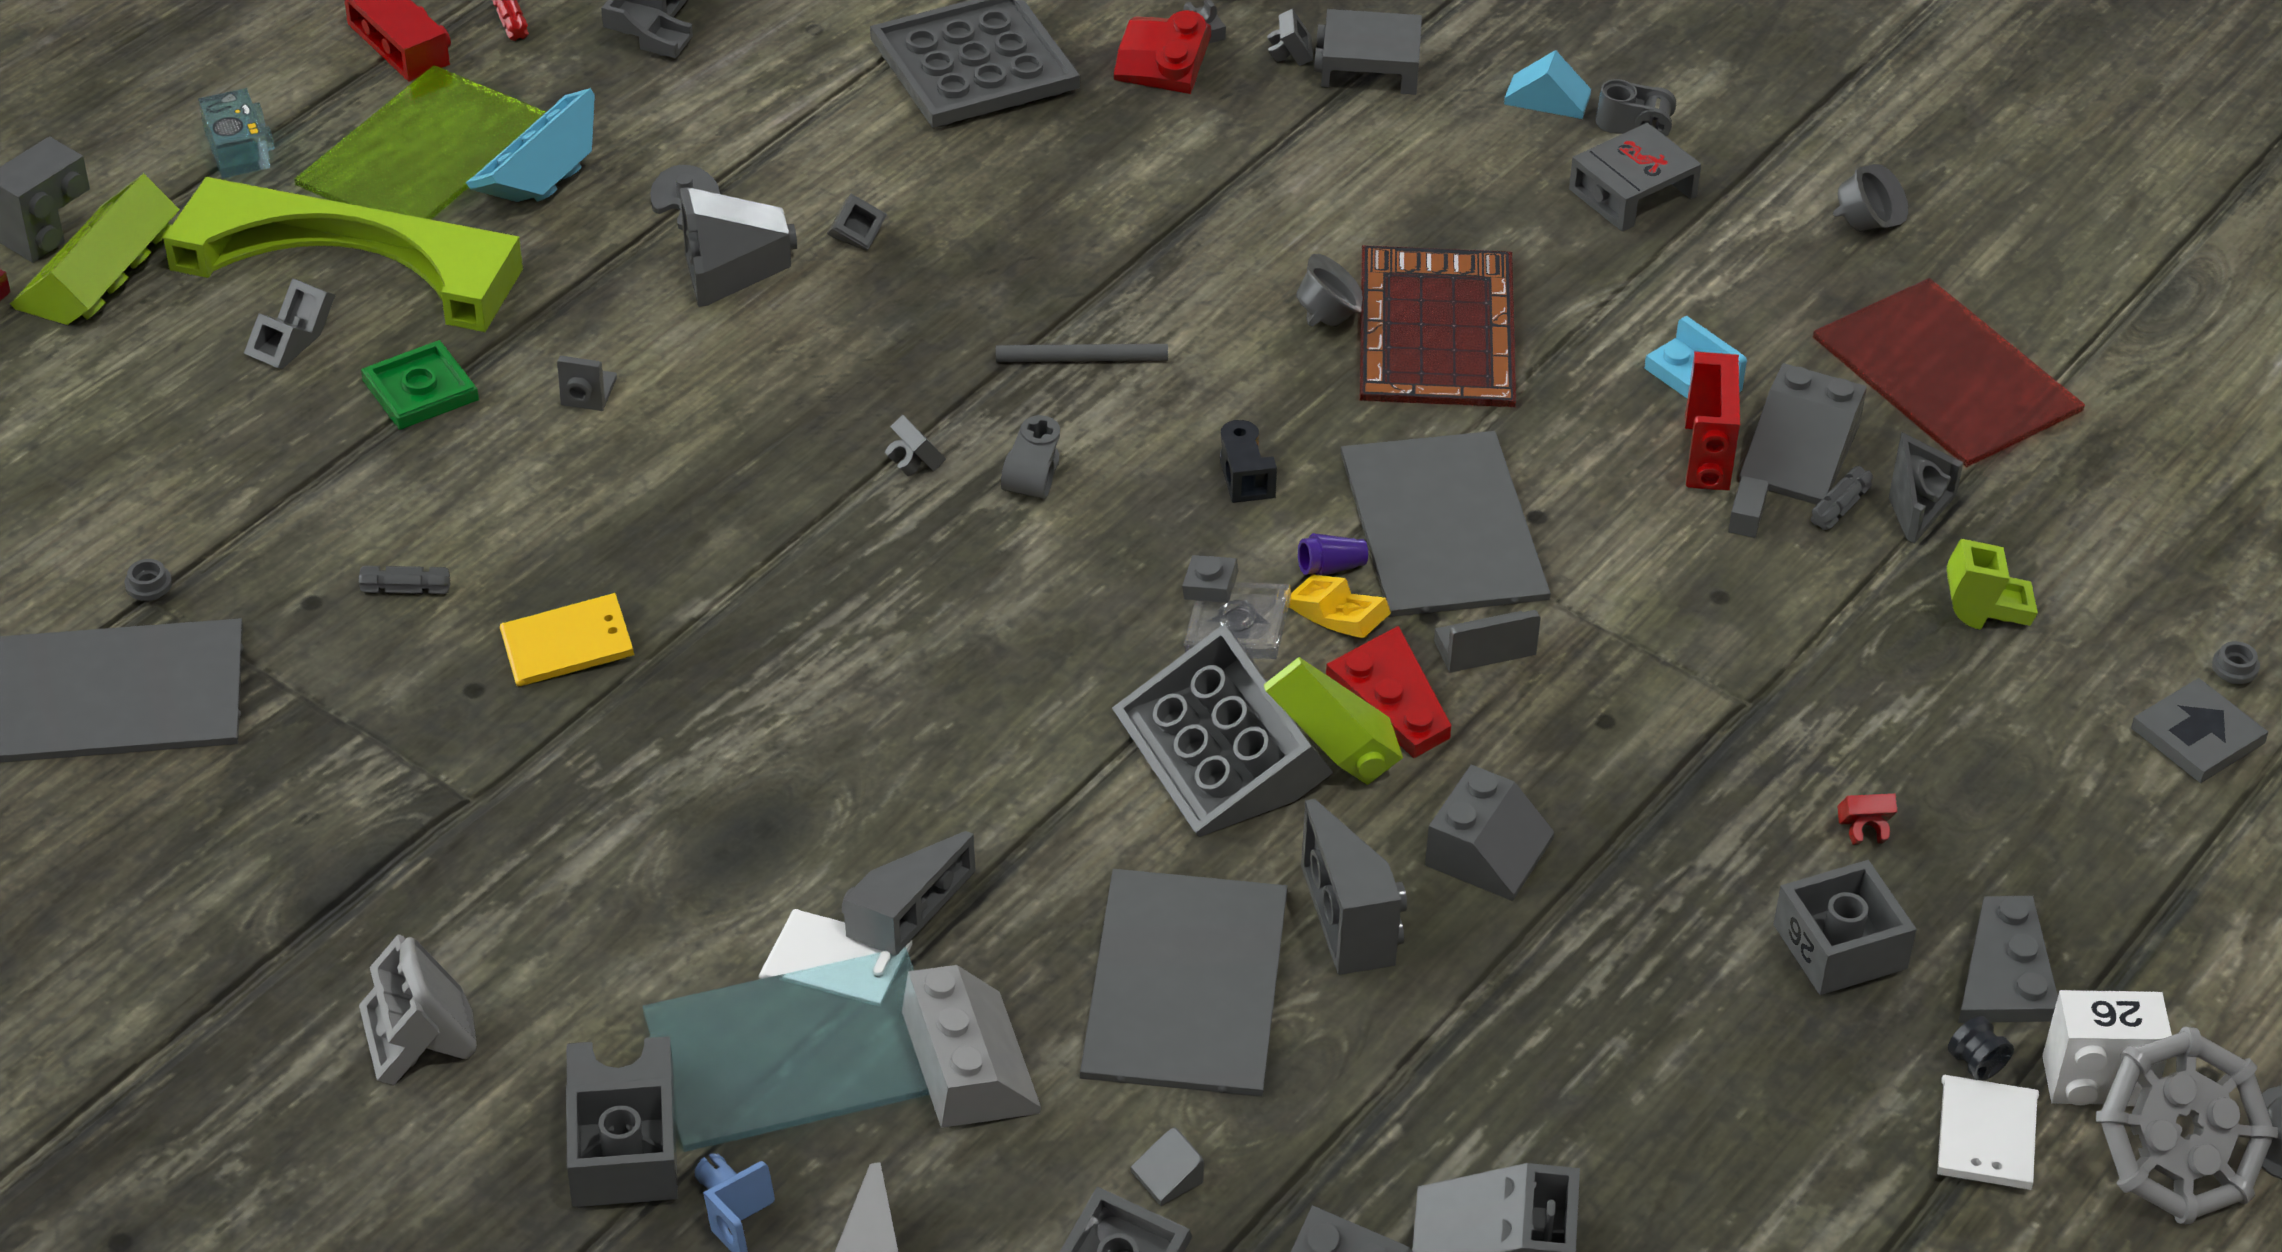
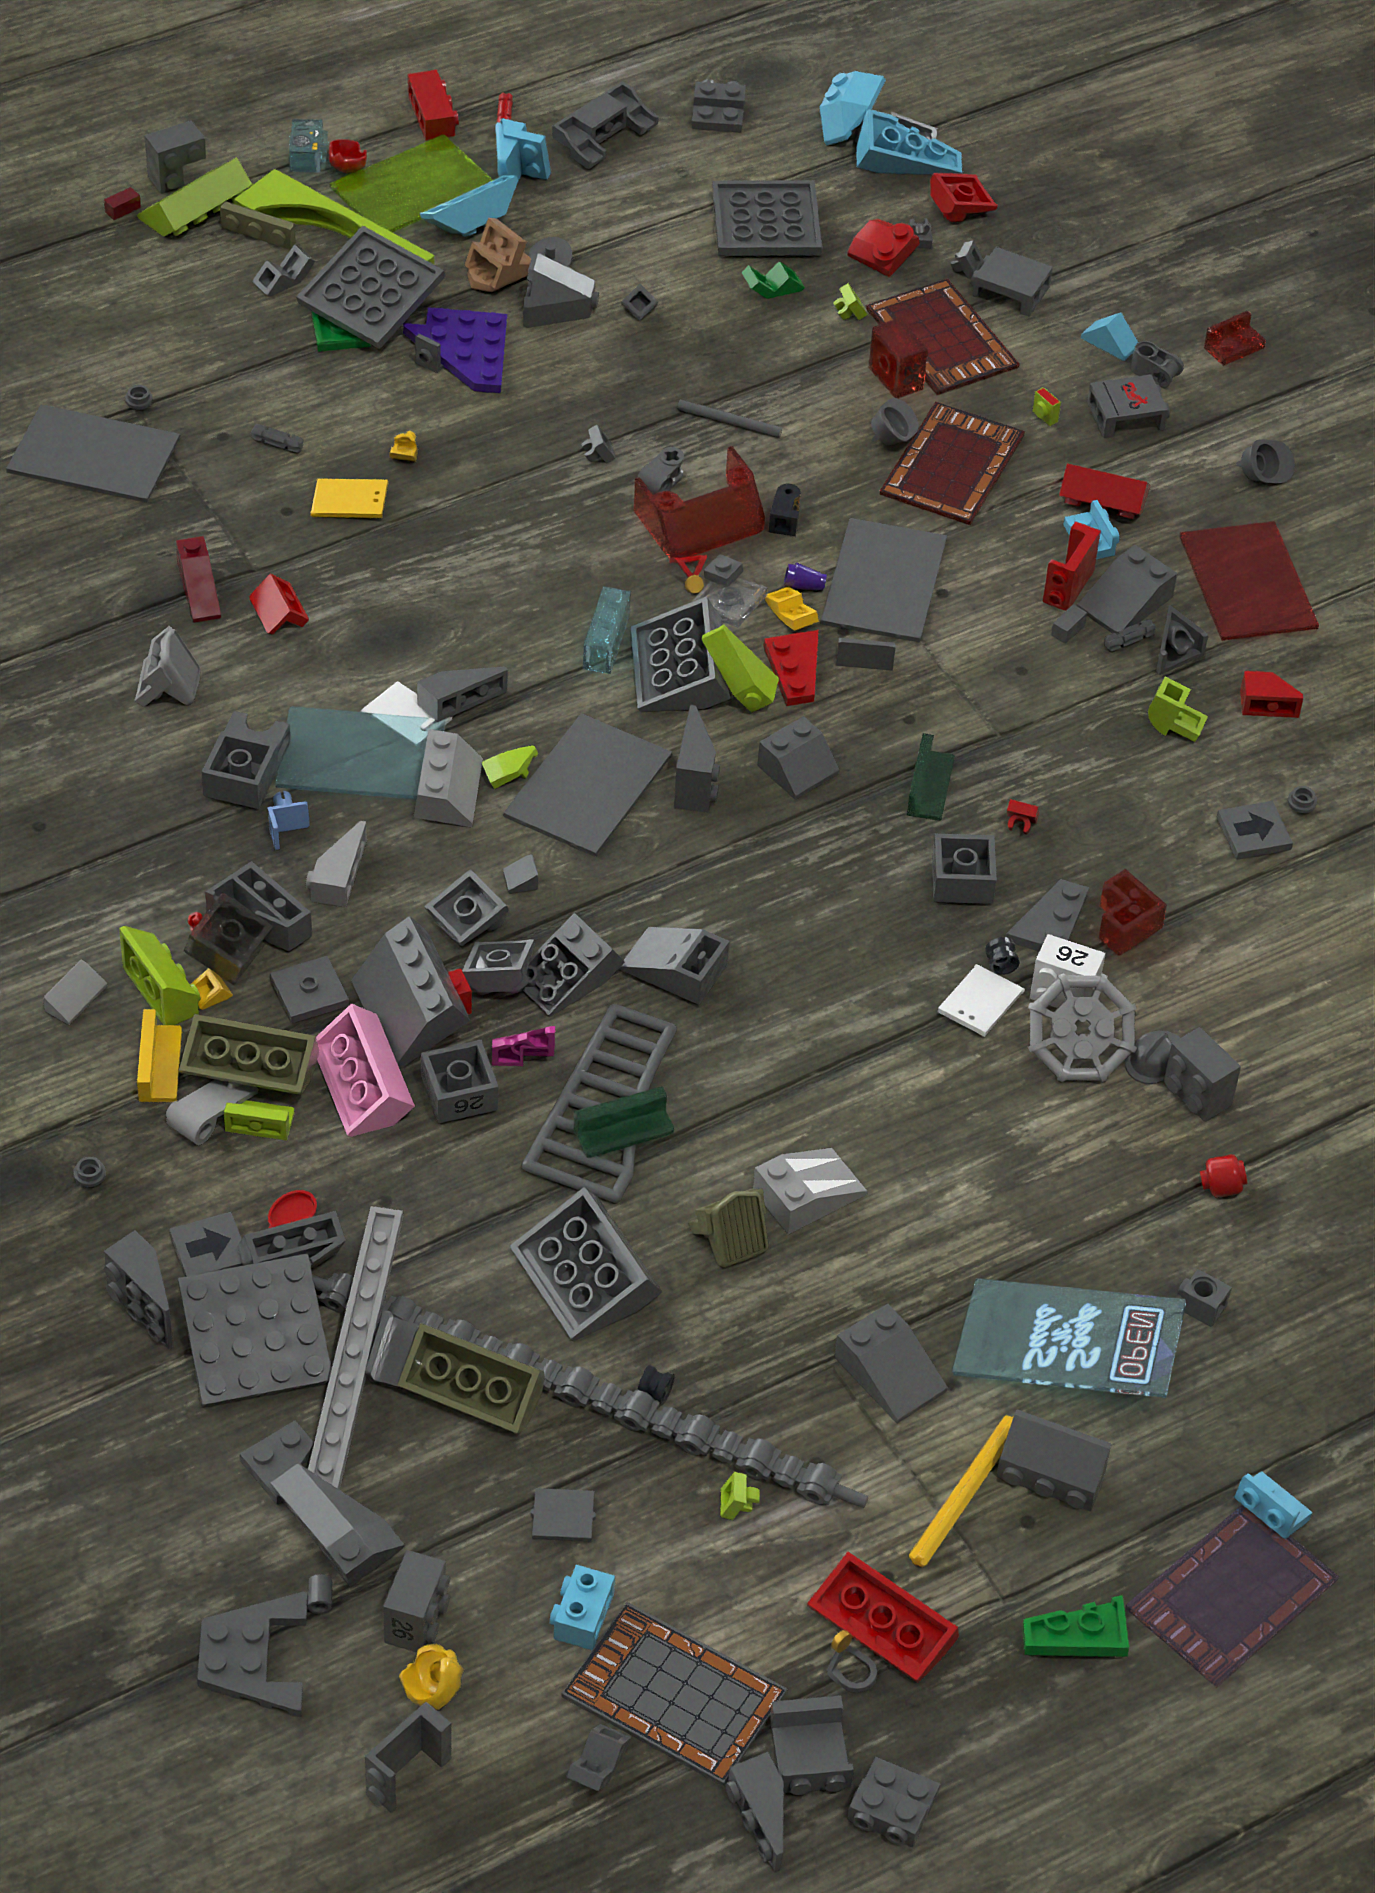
camera: 20 degrees right, 5 degrees up
(215, 267) = (258, 225): none -> olive plate
(304, 132) = (346, 155): none -> red hair
(387, 842) = (197, 579): none -> dark red slope
(447, 308) = (371, 287): none -> dark grey plate
(537, 844) = (276, 603): none -> red panel
(570, 54) = (520, 151): none -> medium azure piece
(615, 215) = (496, 258): none -> medium nougat piece
(617, 535) = (404, 447): none -> yellow piece
(641, 354) = (469, 344): none -> dark purple wing
(1037, 142) = (777, 282): none -> green slope
(1048, 991) = (509, 765): none -> lime slope
(1086, 724) = (606, 630): none -> clear light blue brick
(1137, 518) = (706, 520): none -> clear red windscreen
(1165, 140) = (849, 304): none -> lime tile
(1171, 611) = (694, 582): none -> piece
(1285, 197) = (898, 358): none -> clear red brick
(1315, 154) = (956, 337): none -> piece
(1525, 208) = (1046, 406): none -> lime plate
(1662, 299) = (1110, 490): none -> red slope
(1697, 806) = (930, 781): none -> clear green panel
(1714, 49) = (1233, 339): none -> clear red bracket
(2092, 525) = (1269, 696): none -> red slope
(2127, 909) = (1130, 913): none -> clear red brick

